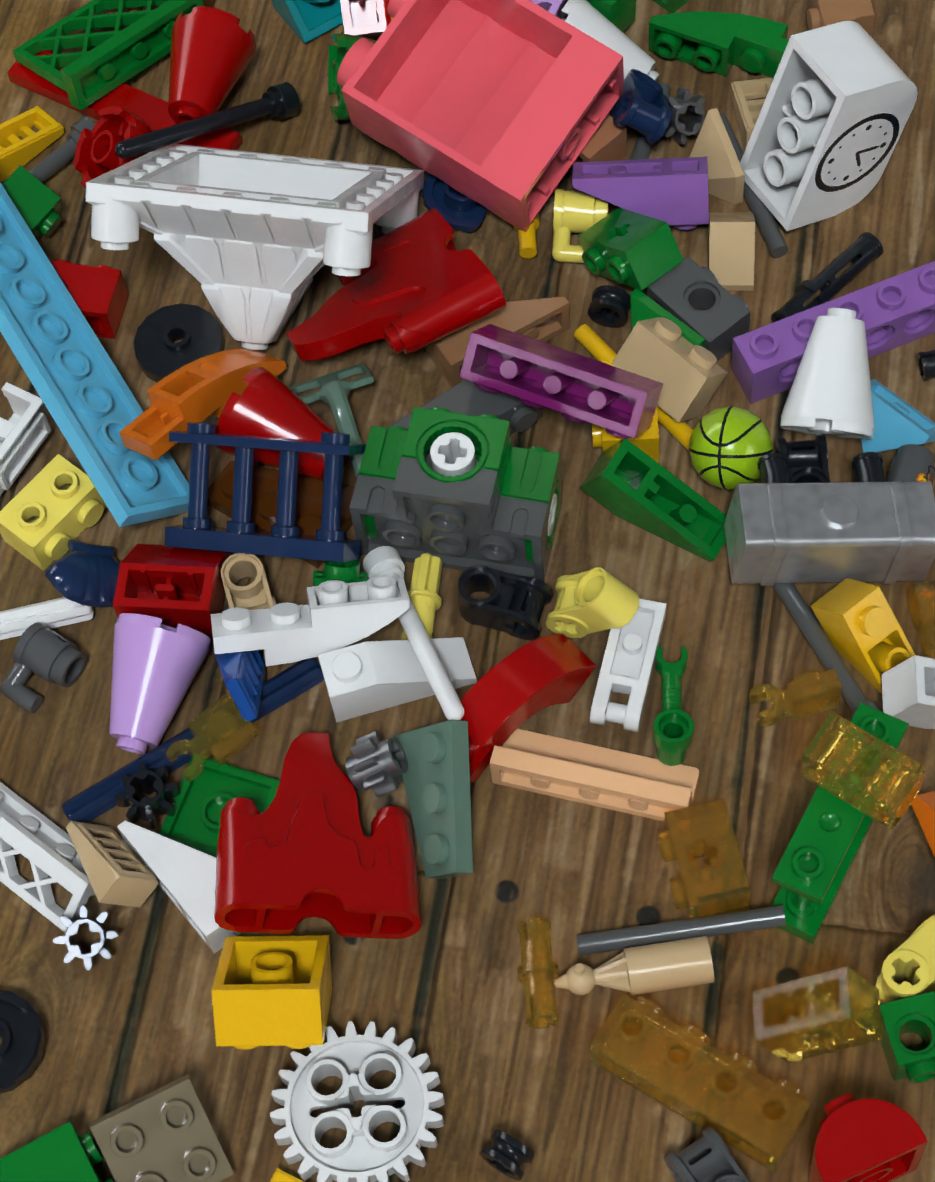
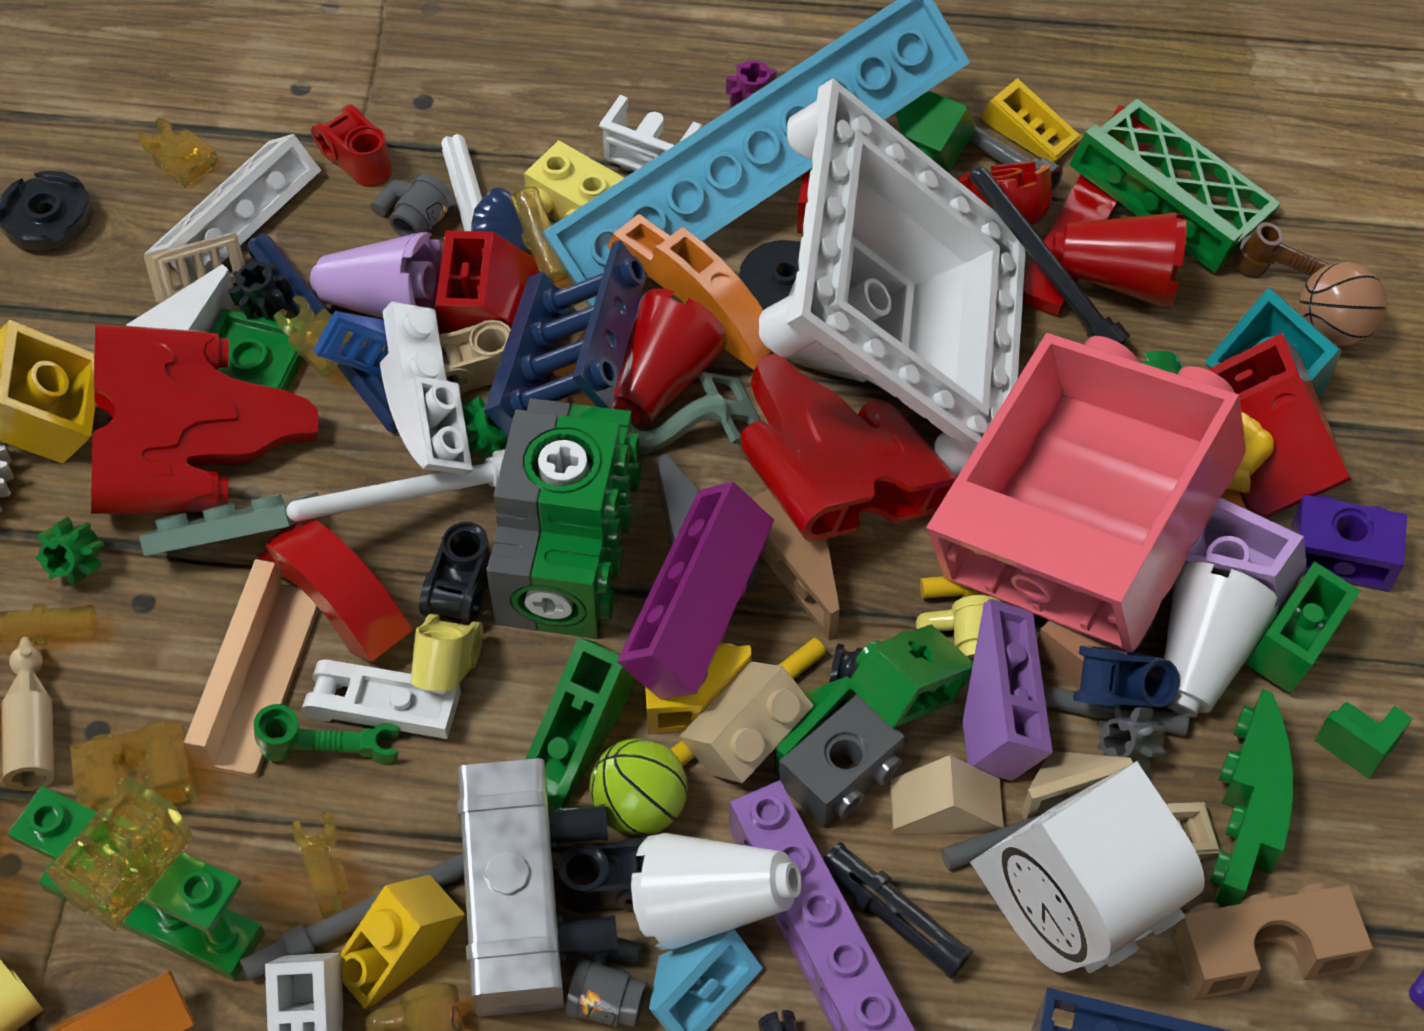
camera: 80 degrees right, 5 degrees down
(76, 948) = (123, 260): gear -> none
(112, 536) = (534, 221): none -> clear yellow pin
(376, 764) = (275, 469): flat silver gear -> none
(387, 674) = (378, 460): white slope -> none
(425, 590) = (458, 507): light yellow axle -> none
(458, 948) = (69, 550): none -> green gear
(681, 929) = (66, 726): dark grey bar -> none

